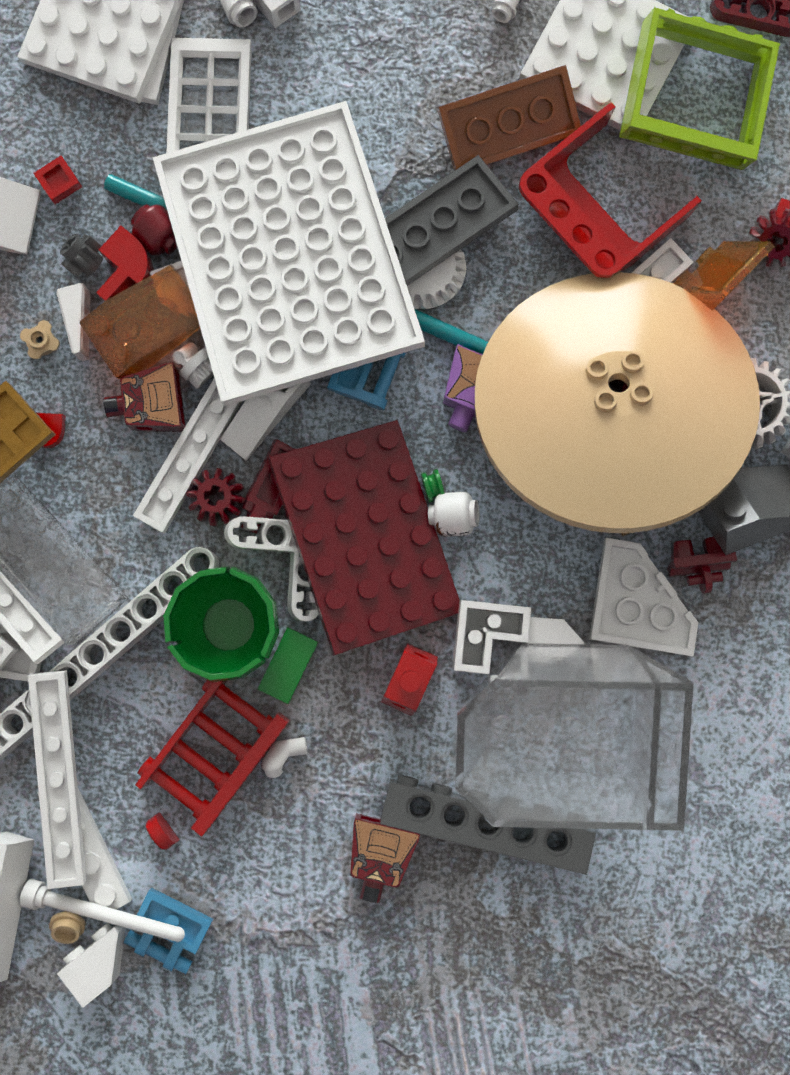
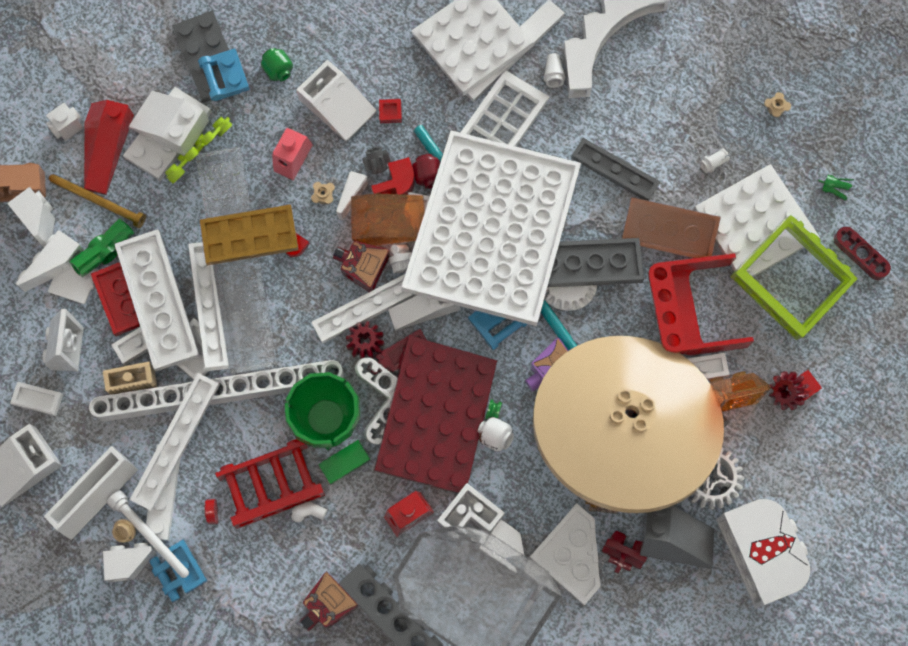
camera: 35 degrees right, 10 degrees down
(393, 85) = (615, 169): none -> dark grey plate

